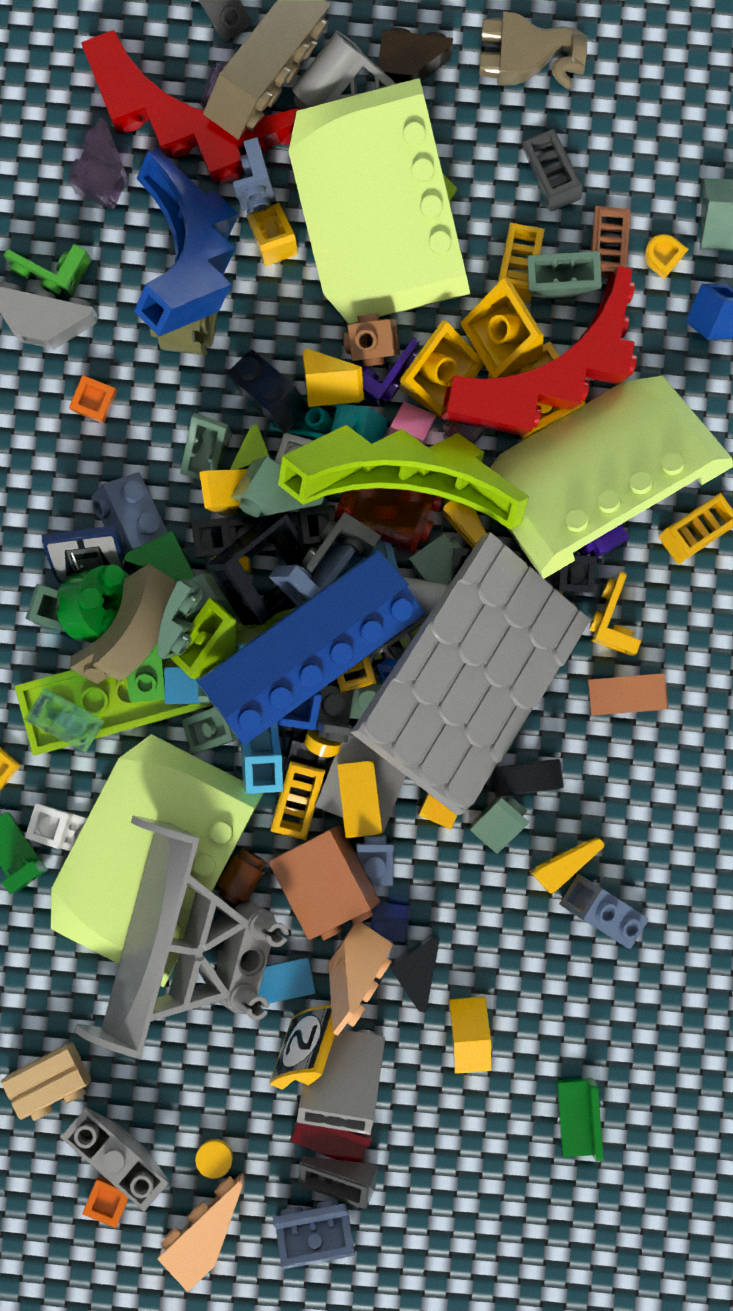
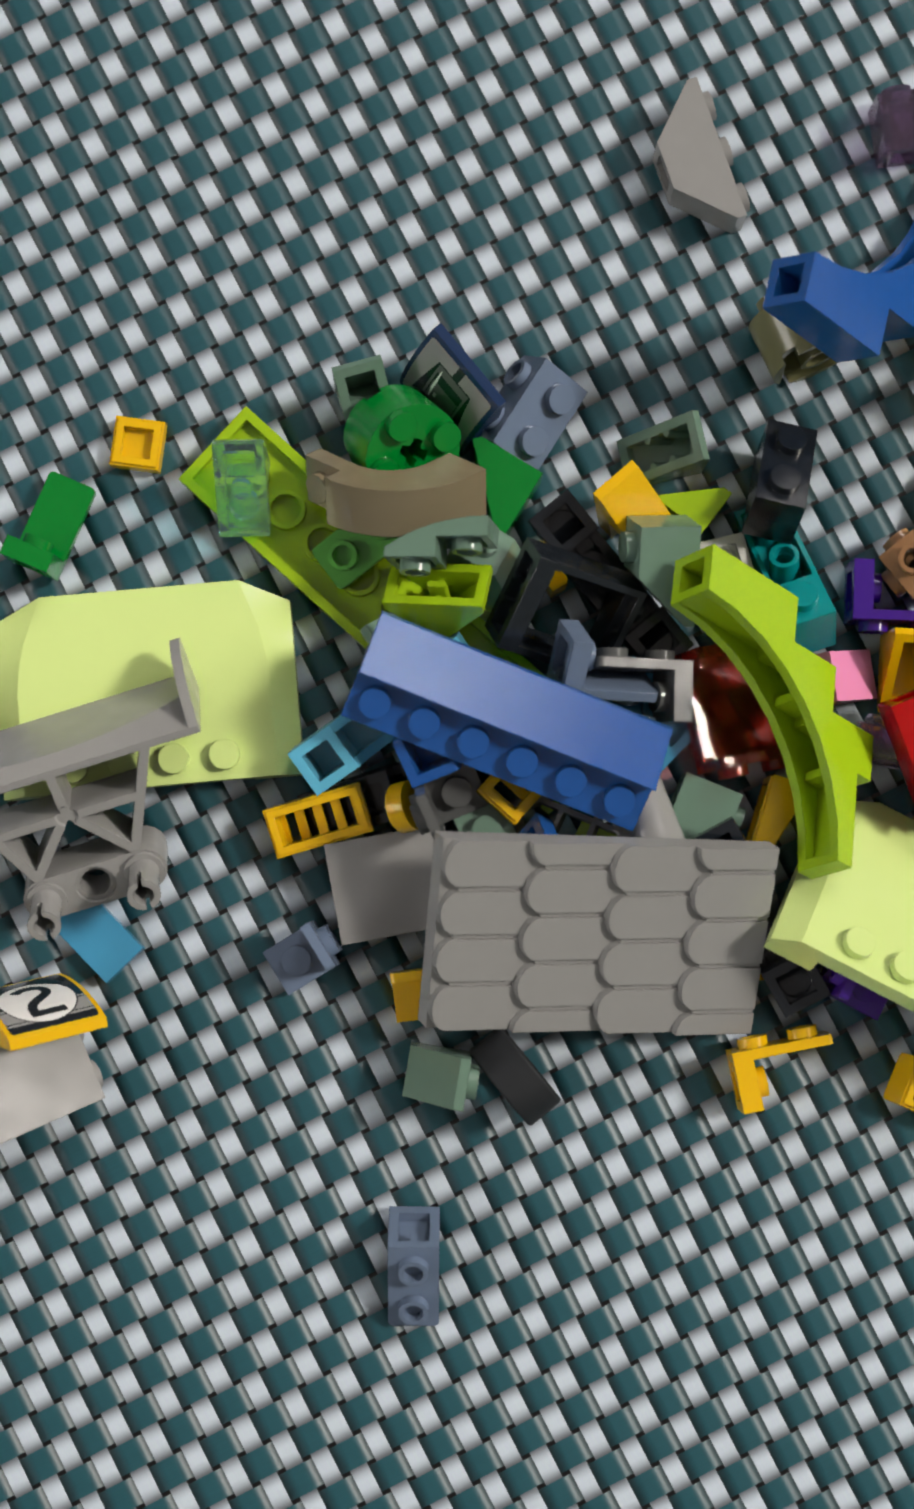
camera: 55 degrees right, 0 degrees up
(54, 827) = (111, 556): white slope -> none
(70, 270) = (776, 160): bright green bracket -> none
(93, 399) = (638, 285): orange plate -> none
(180, 687) = (363, 598): dark azure tile -> none
(207, 731) = (332, 662): sand green slope -> none
(241, 876) = (188, 810): reddish brown brick -> none
(325, 884) = (240, 914): nougat brick -> none
(331, 380) = (840, 547): yellow slope -> none
(352, 973) = (156, 1012): light nougat slope -> none
(359, 799) = (364, 892): yellow slope -> none
(390, 920) = (244, 1017): clear blue tile -> none
(416, 970) = (204, 1085): black slope -> none
(470, 1034) = (170, 1197): yellow slope -> none
(561, 868) = (433, 1183): yellow slope -> none
(579, 1118) = (152, 1389): green panel -> none
(628, 694) = (689, 1134): nougat slope -> none

